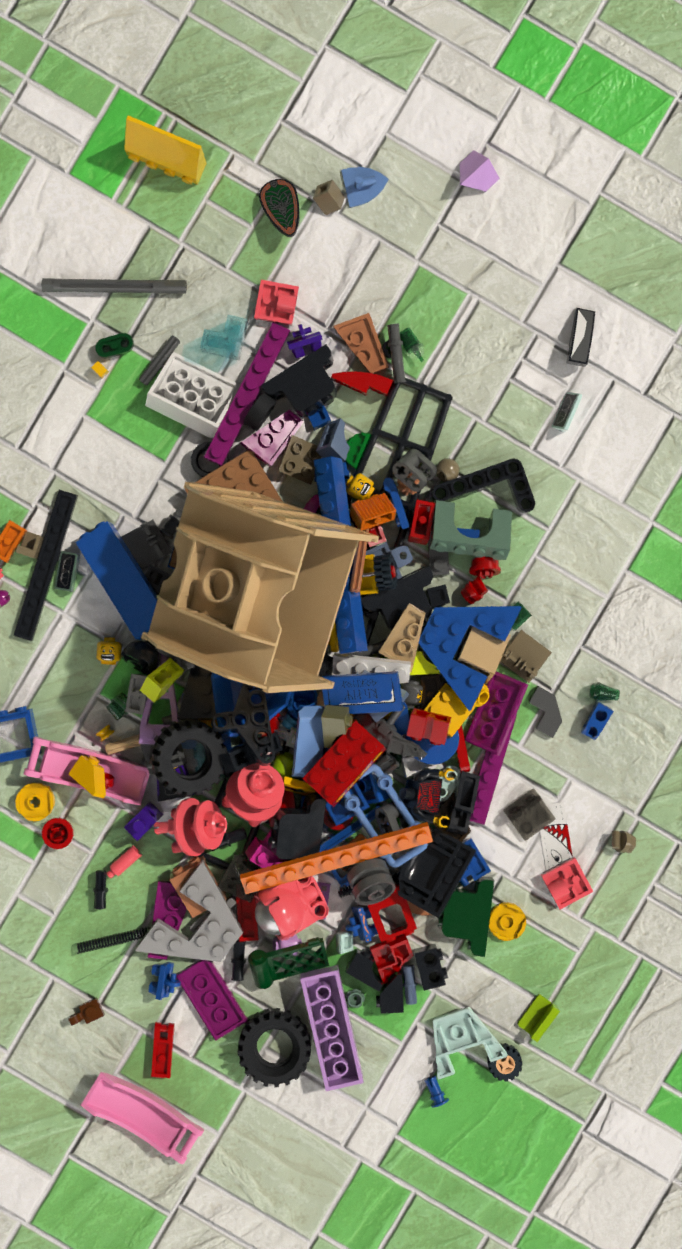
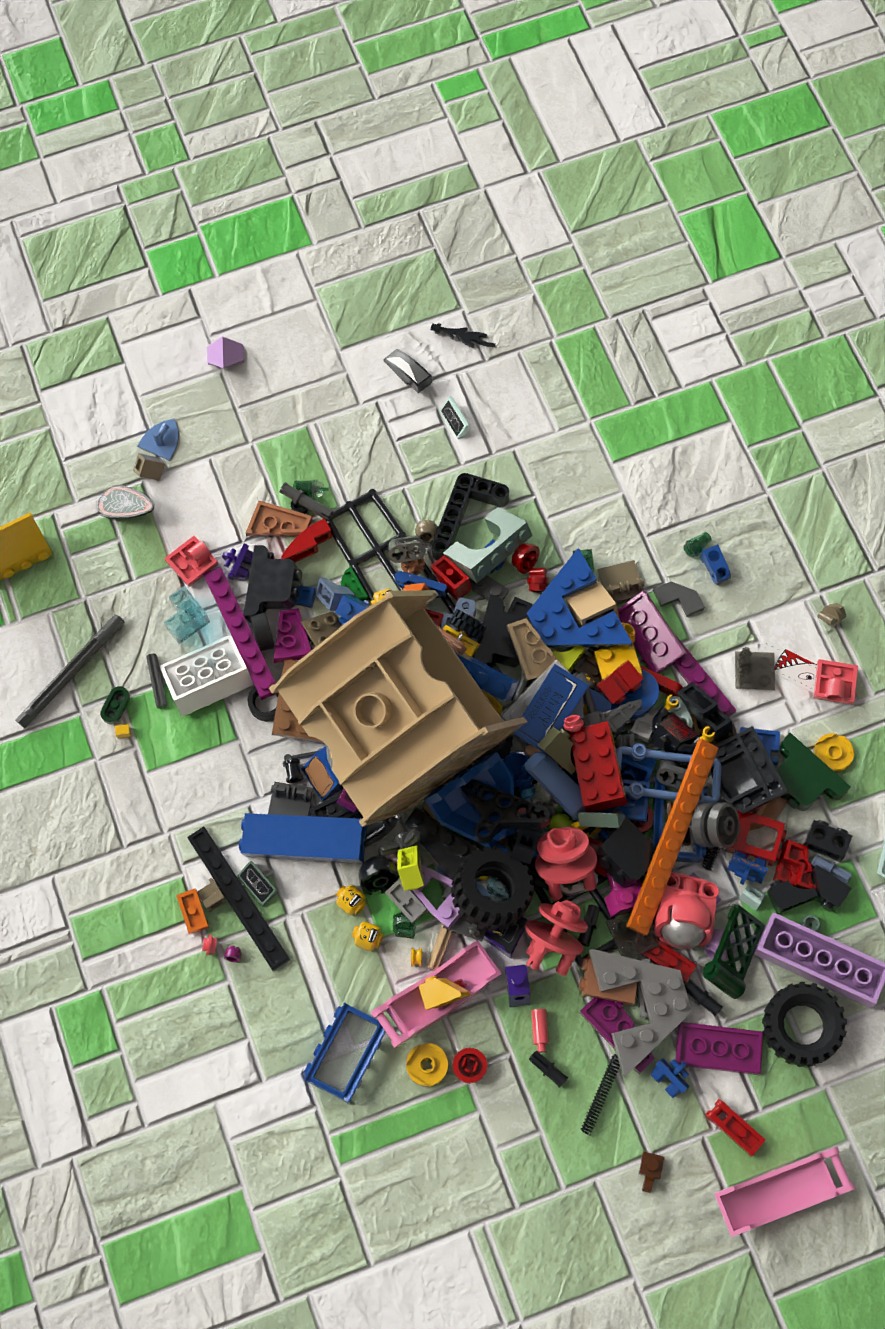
camera: 45 degrees left, 20 degrees down
(92, 685) = (367, 936): none -> yellow head
(304, 797) = (600, 819): none -> sand green slope
(362, 721) = (573, 723): none -> coral plate
(649, 358) = (462, 334): none -> black piece

